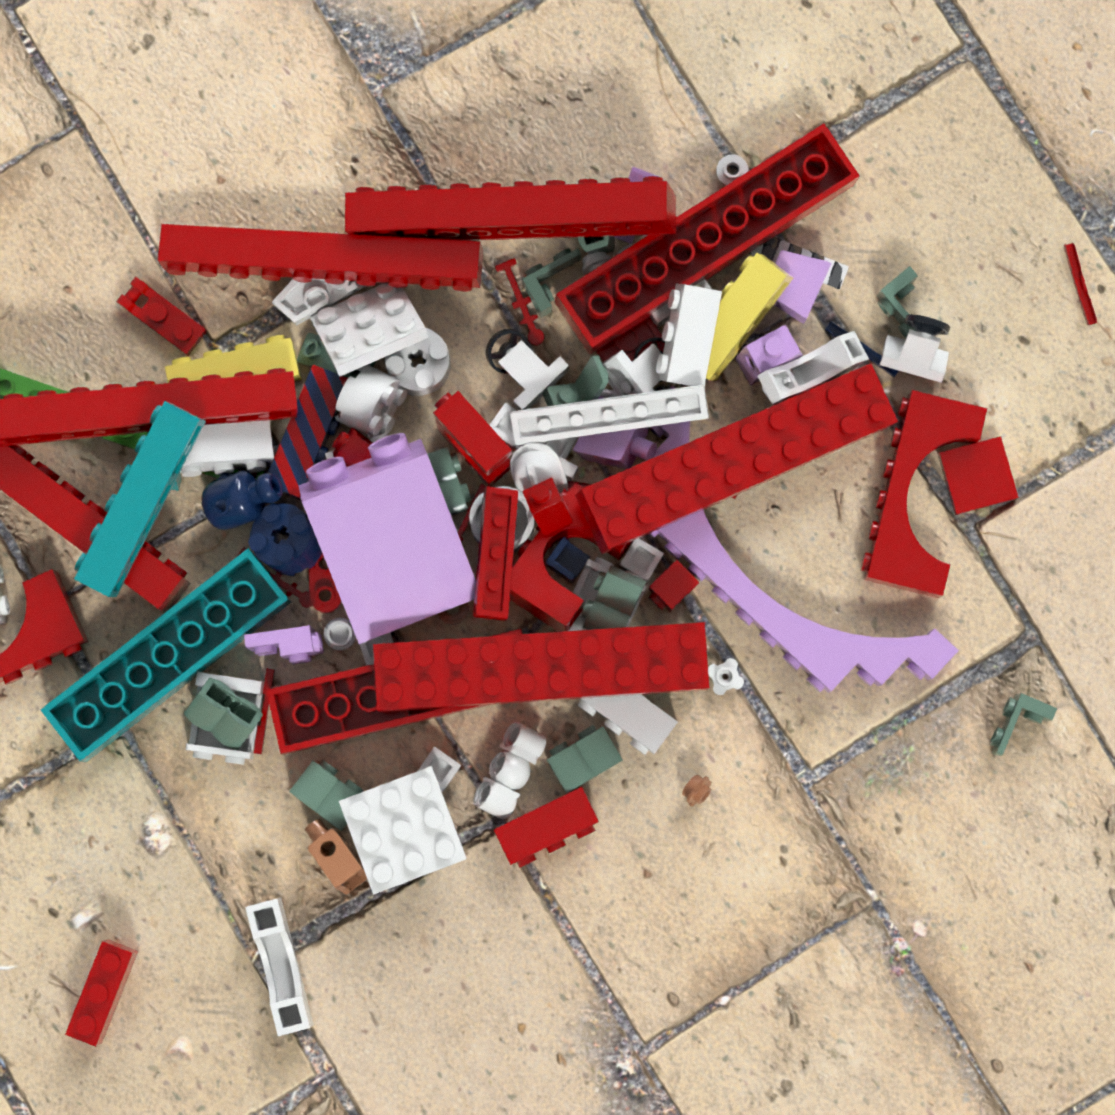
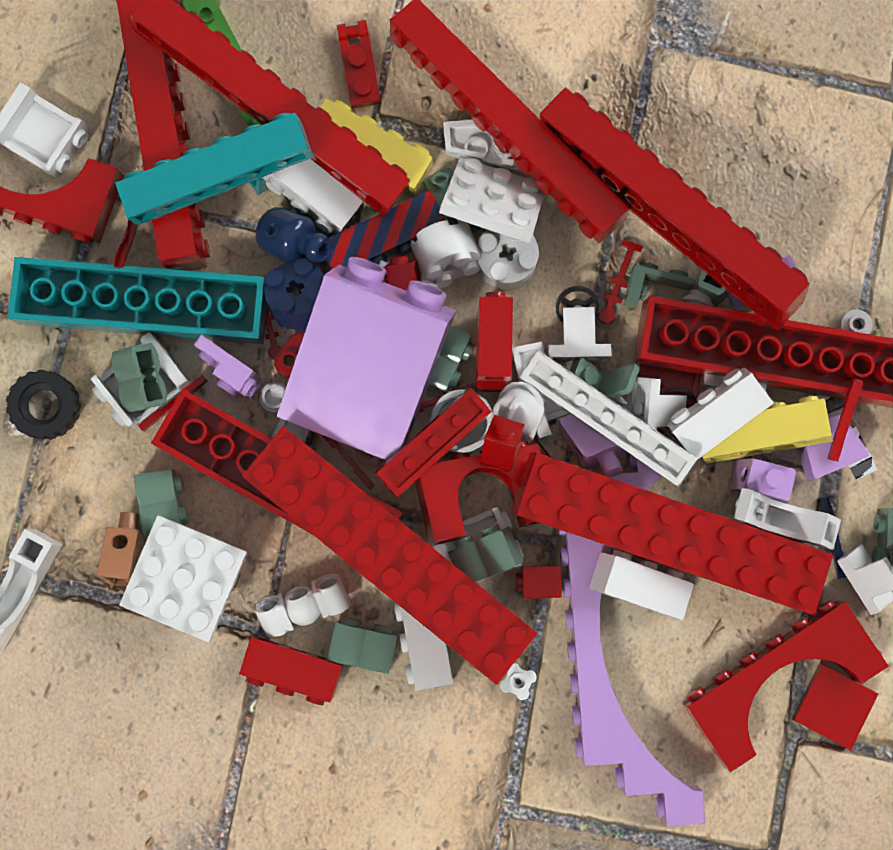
camera: 45 degrees right, 0 degrees up
(113, 617) = (125, 246): none -> red piece
(141, 798) = (19, 400): none -> black tyre
(443, 766) = (258, 557): white plate -> none
(456, 631) = (361, 475): none -> red piece
(567, 560) = (482, 493): dark blue panel -> none
(641, 559) = (536, 542): white plate -> none
(697, 790) = (422, 744): nougat plate -> none
(750, 517) = (641, 584): none -> white brick
(787, 253) = (845, 419): none -> red piece

